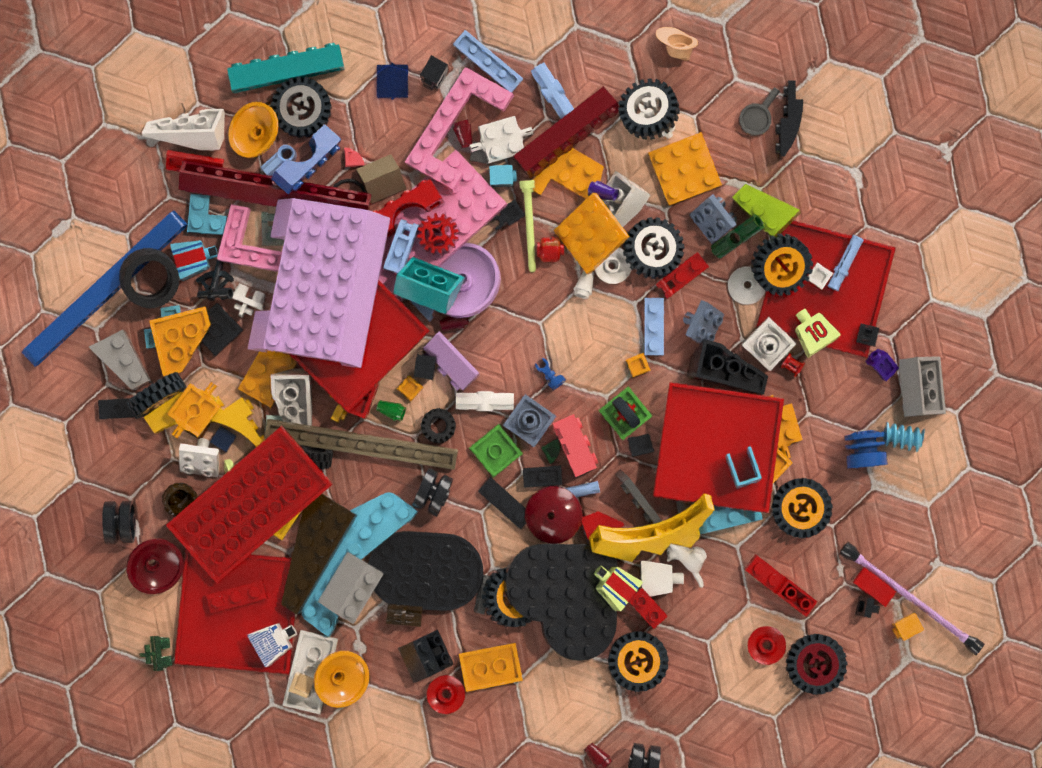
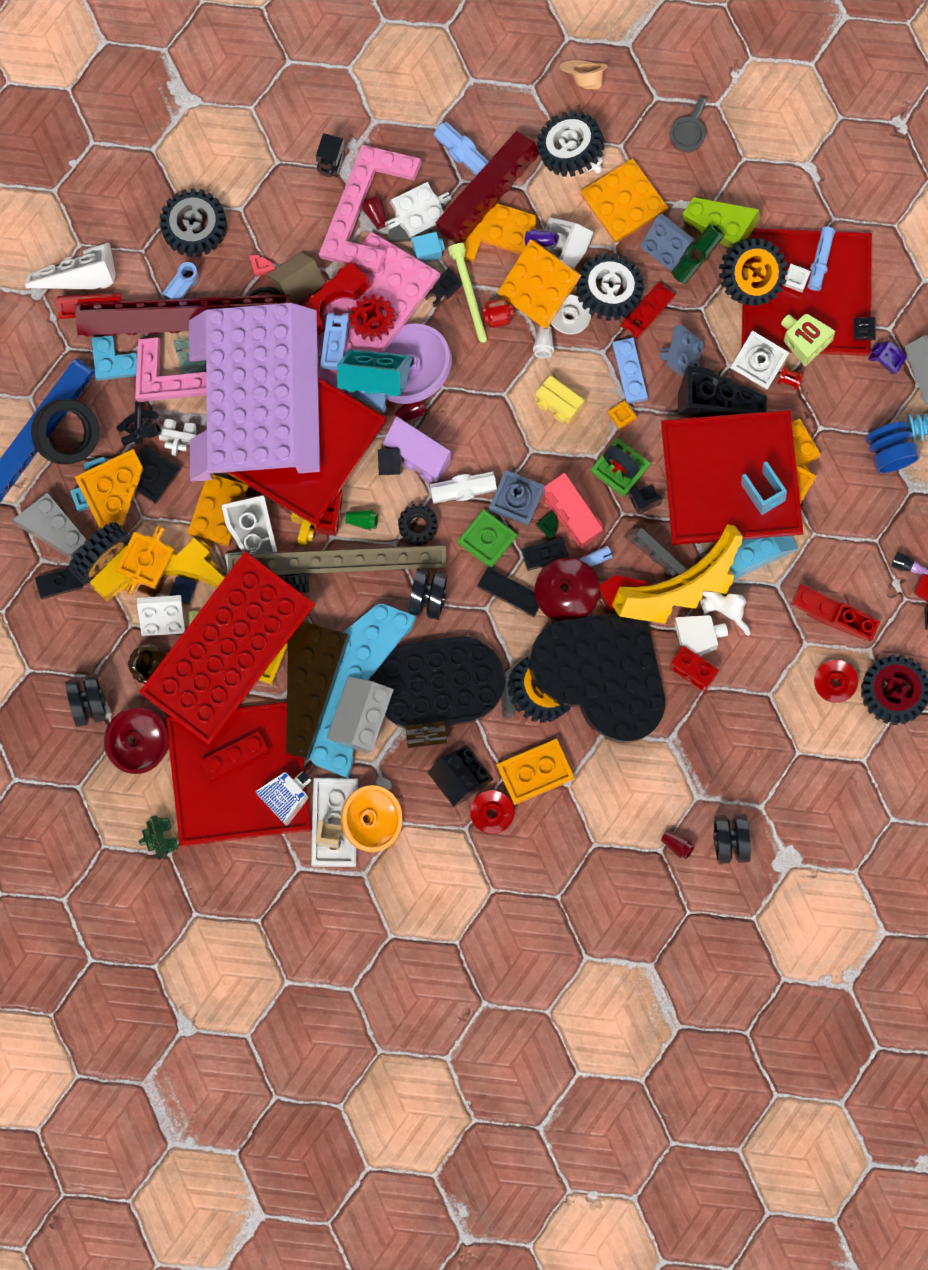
camera: 10 degrees left, 10 degrees down
(192, 258) = (108, 404): torso -> none
(247, 126) = (146, 255): light orange dish -> none
(280, 69) = (156, 189): teal brick -> none
(292, 173) = (199, 287): arch -> none
(392, 81) = (286, 177): clear blue piece -> none
(410, 388) = (377, 492): light orange tile -> none
(487, 61) = (384, 133): light blue plate -> none
(555, 381) = (535, 451): blue piece -> none
(586, 341) = (559, 400): none -> light yellow brick
(616, 586) = (654, 650): torso -> none
(632, 642) = (709, 748): wheel -> none
(739, 292) = (717, 316): white dish -> none
(789, 126) = (726, 125): black slope -> none
(816, 521) = (857, 536): wheel -> none

